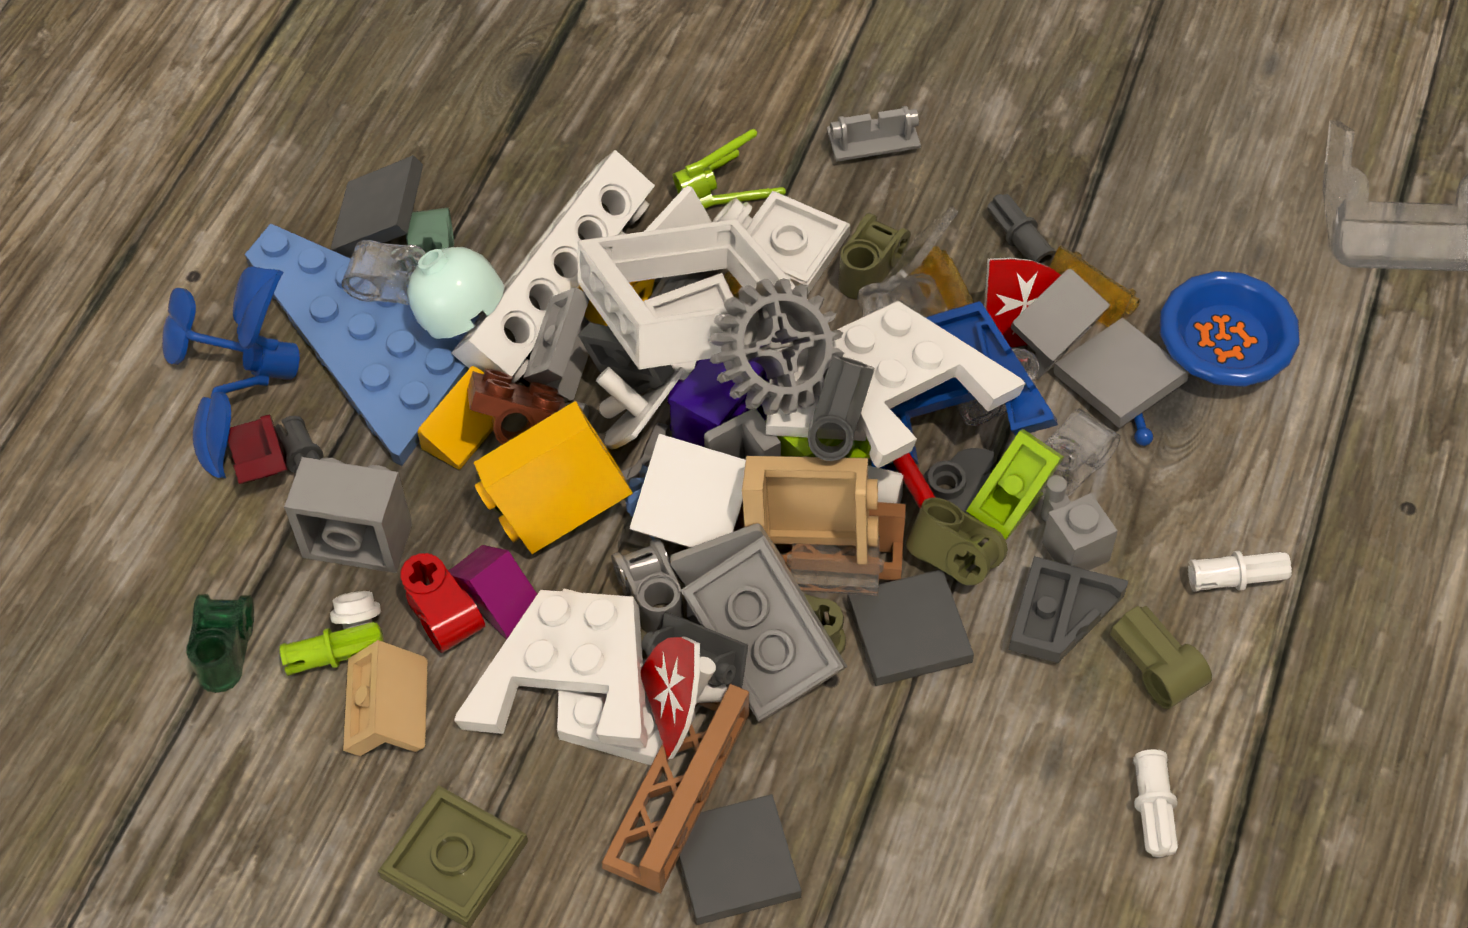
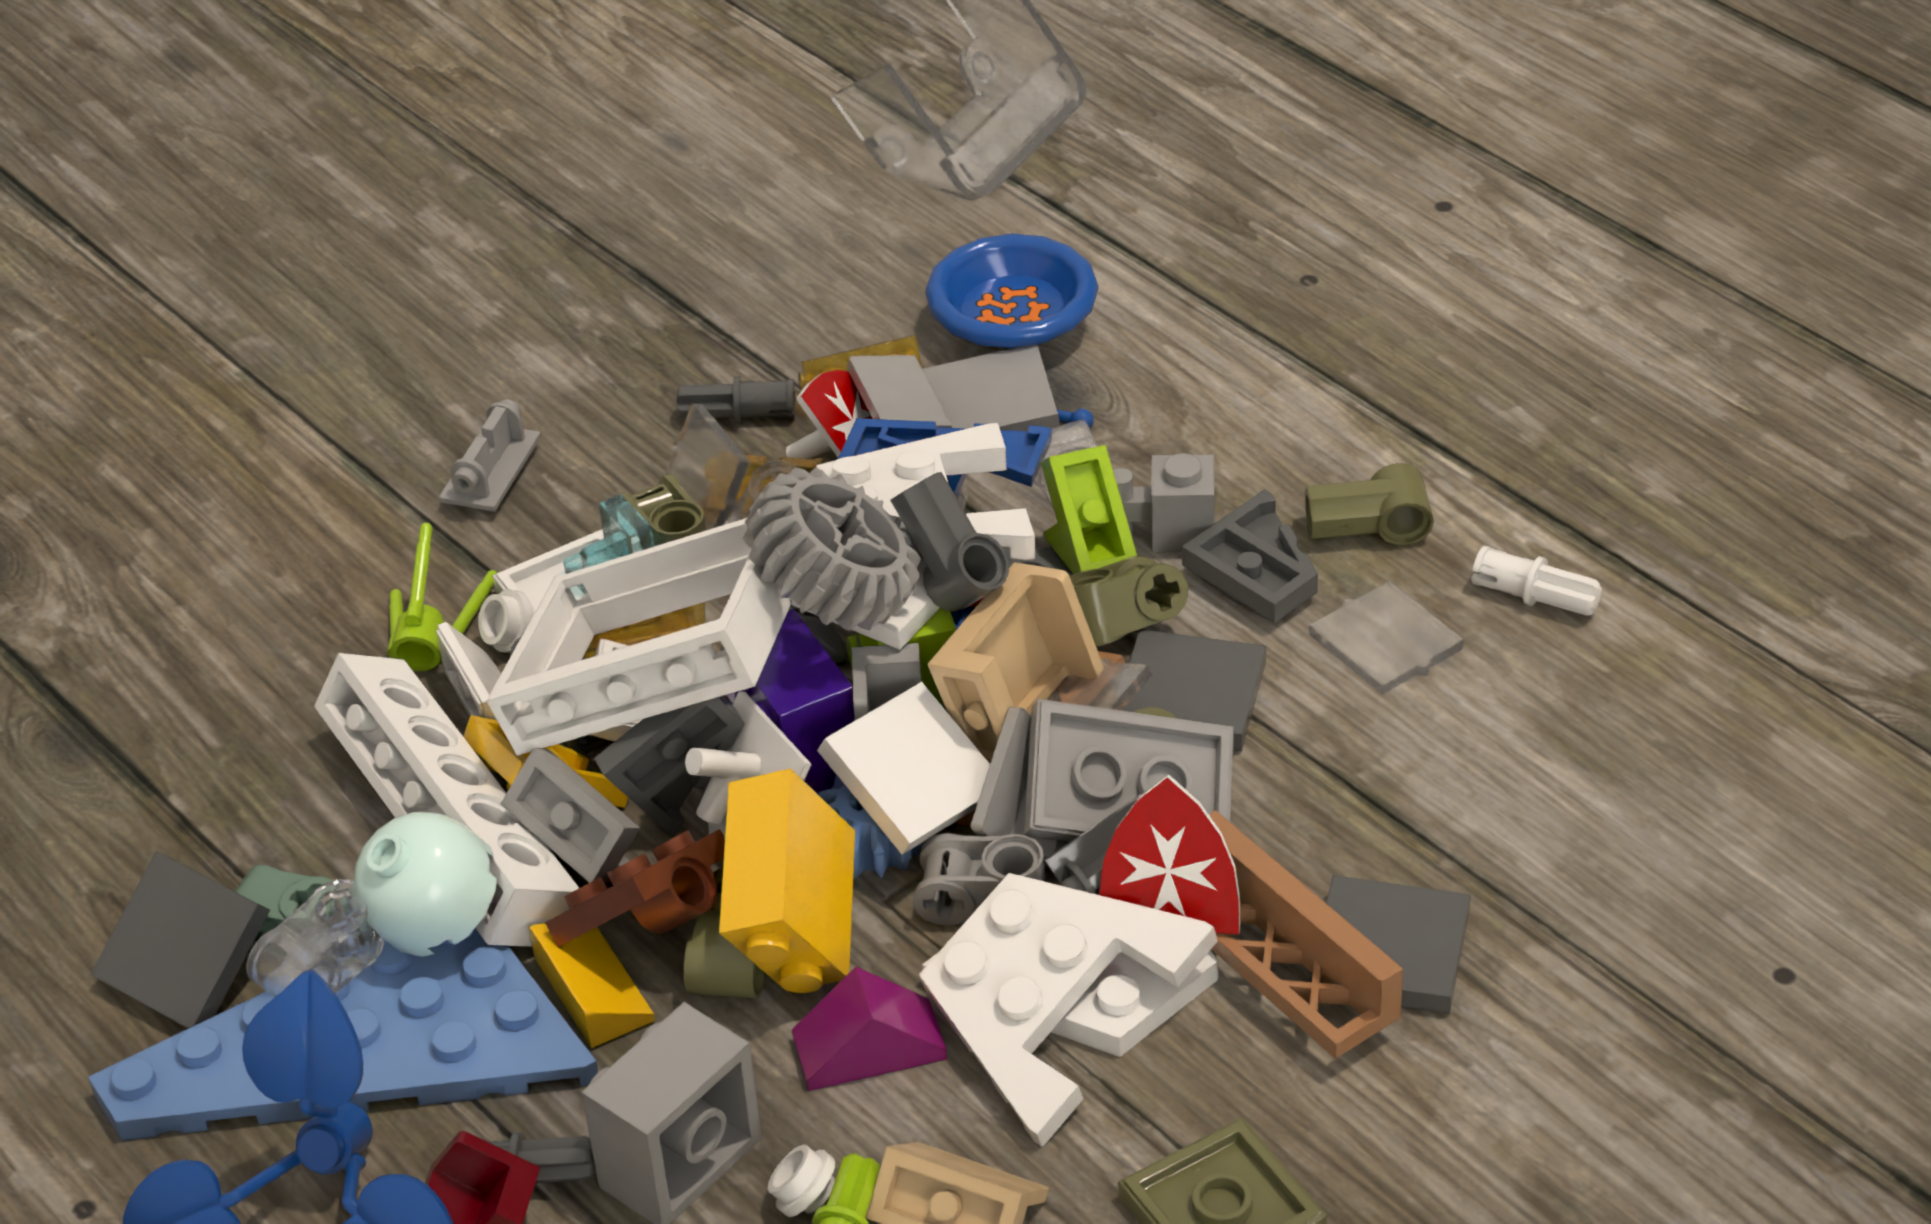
camera: 60 degrees left, 15 degrees down
(442, 605) = (864, 1088): red piece -> none
(812, 243) = (623, 534): none -> clear light blue panel
(1043, 728) = (1386, 637): none -> clear piece
(1238, 570) = (1302, 416): white axle -> none

